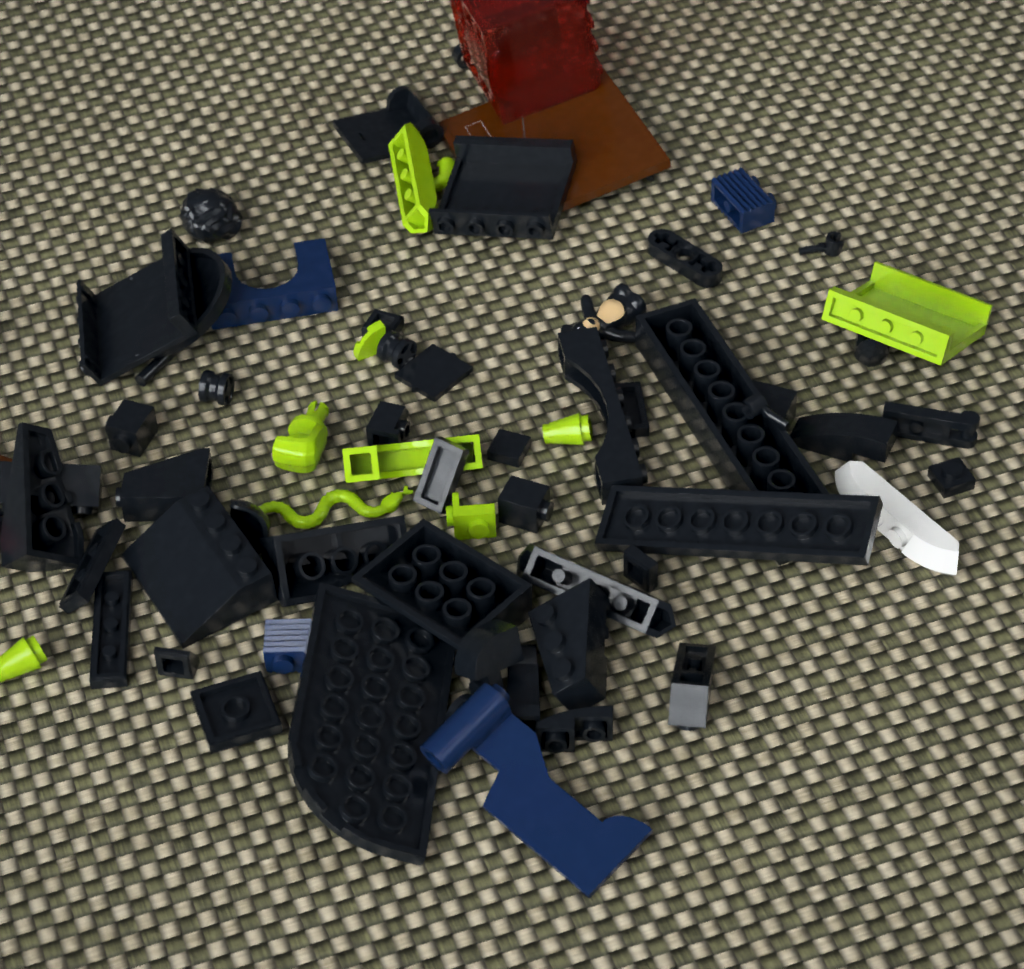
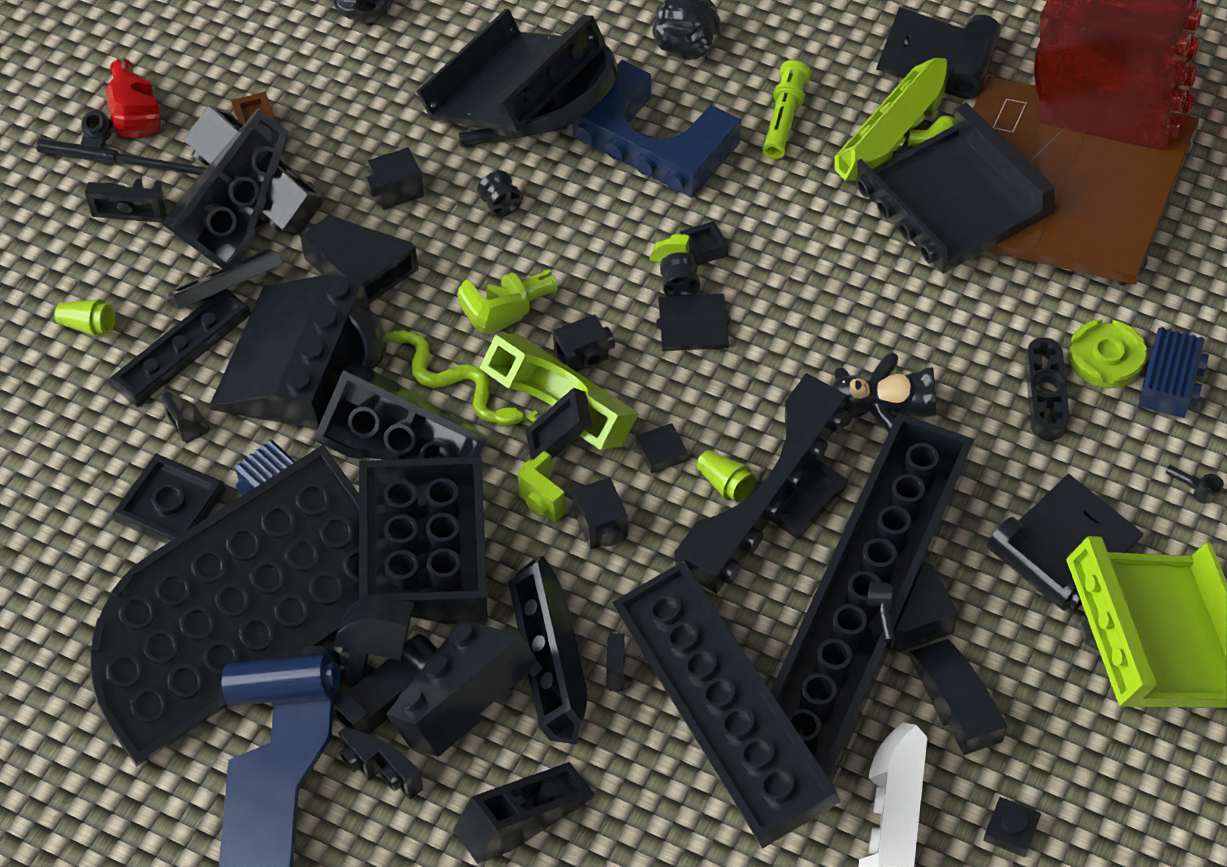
camera: 45 degrees right, 10 degrees up
(329, 213) = (788, 97): none -> lime pin
(693, 218) = (1107, 353): none -> lime tile
(793, 325) = (1052, 531): none -> black door
(934, 425) = (1054, 756): black plate -> none

